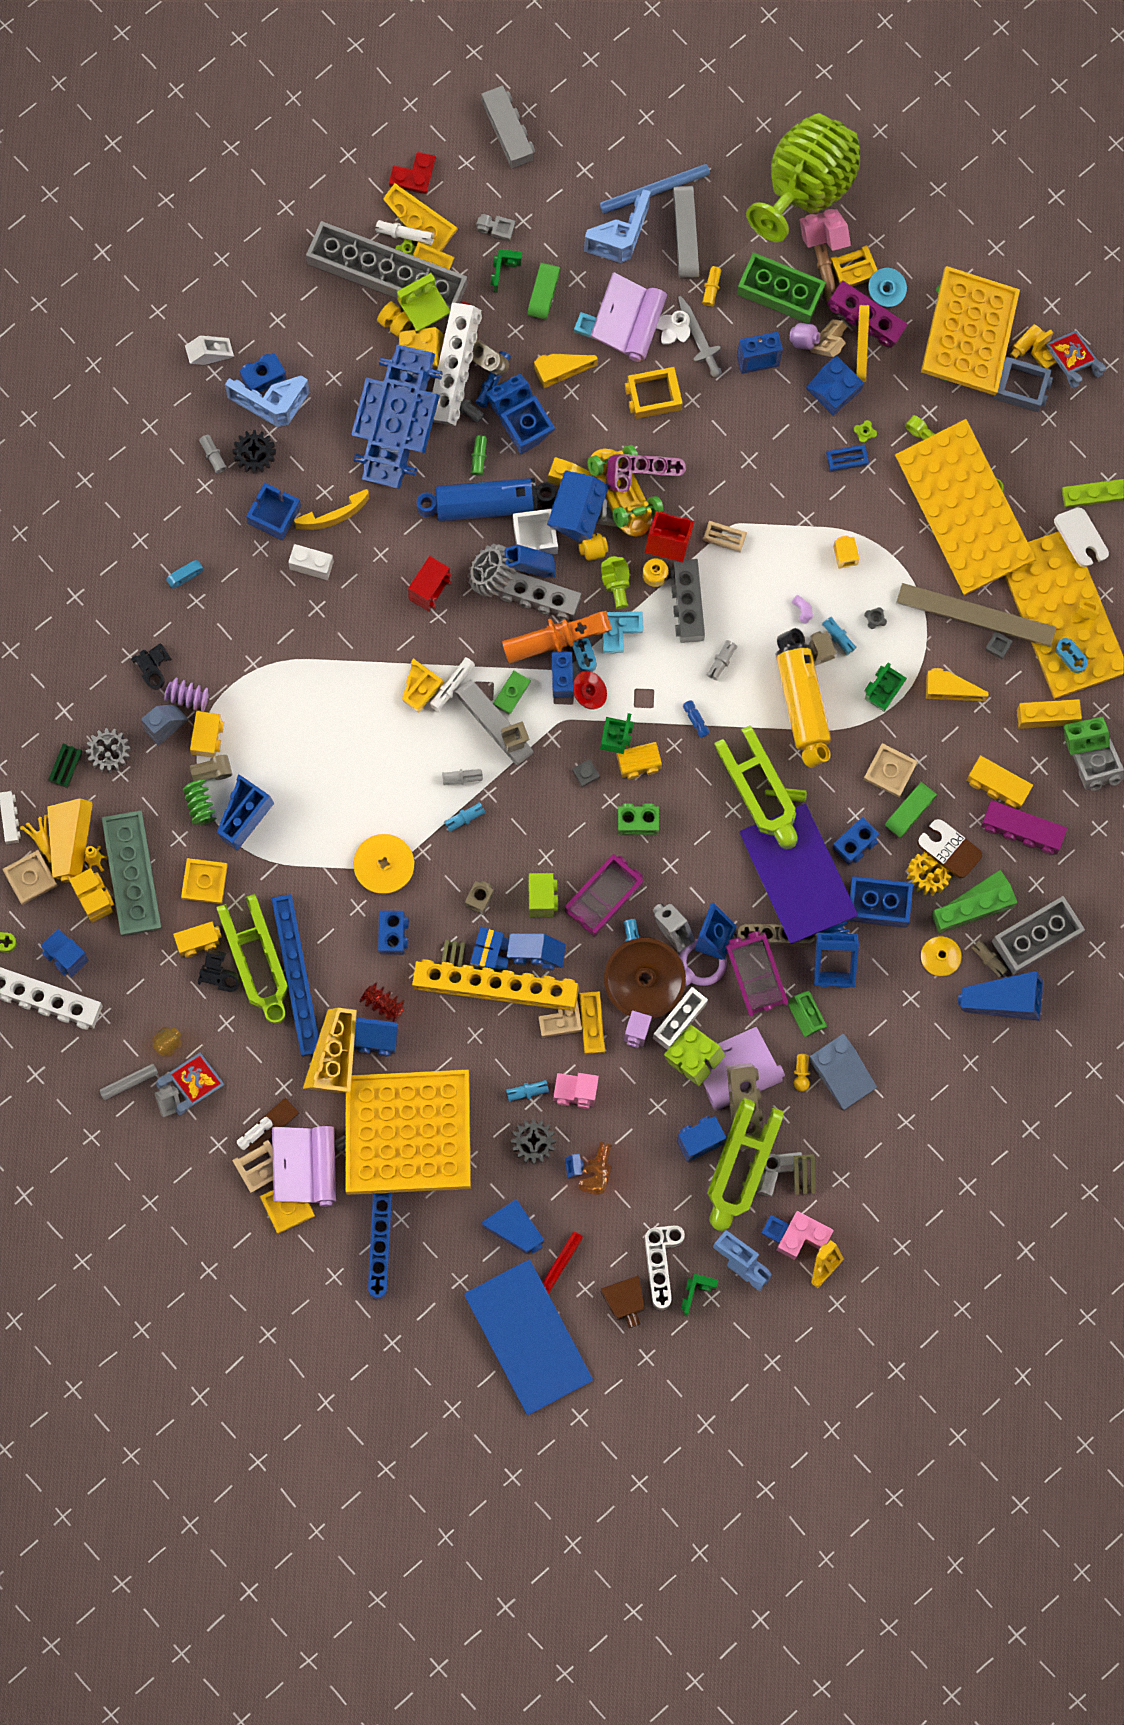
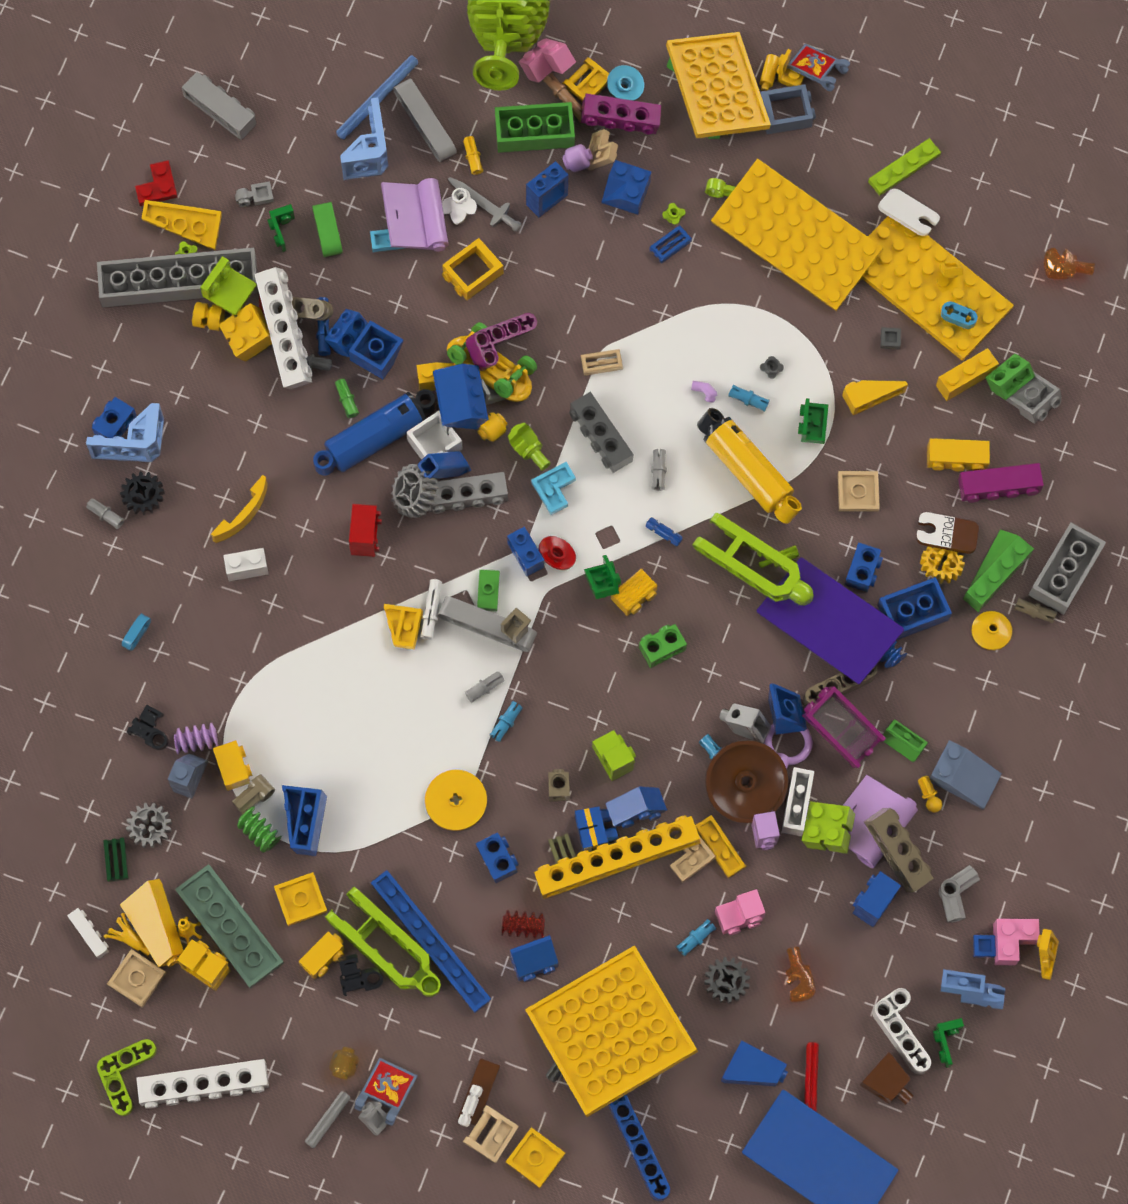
camera: 25 degrees left, 5 degrees down
(65, 952) = (206, 1030): blue brick -> none
(208, 350) = (53, 424): white slope -> none
(273, 515) = (188, 540): blue piece -> none
(308, 1165) = (532, 1111): lavender door -> none
(333, 1054) = (504, 994): yellow wedge -> none
(396, 415) = (256, 397): blue piece -> none
(397, 230) = (168, 240): white pin -> none
(433, 255) = (216, 244): yellow tile -> none
(555, 637) = (501, 521): orange piece -> none
(559, 367) = (377, 287): yellow slope -> none
(574, 1166) = (775, 983): blue plate -> none
(585, 773) = (592, 628): dark grey plate -> none
(587, 653) = (537, 521): dark azure beam -> none
(604, 894) = (668, 726): door -> none
(655, 572) = (559, 422): yellow head -> none
(669, 536) = (555, 384): red container -> none
(723, 1211) = (929, 954): lime piece -> none
(804, 1188) = (989, 895): olive tile -> none
(822, 647) = (740, 414): dark tan window -> none
(836, 941) = (901, 661): blue window -> none
(846, 552) = (715, 323): yellow brick -> none
(862, 342) = (631, 136): yellow beam -> none
(910, 809) = (895, 516): bright green beam -> none
(976, 615) = (857, 321): dark tan tile -> none
(1007, 997) = (1070, 636): blue slope -> none

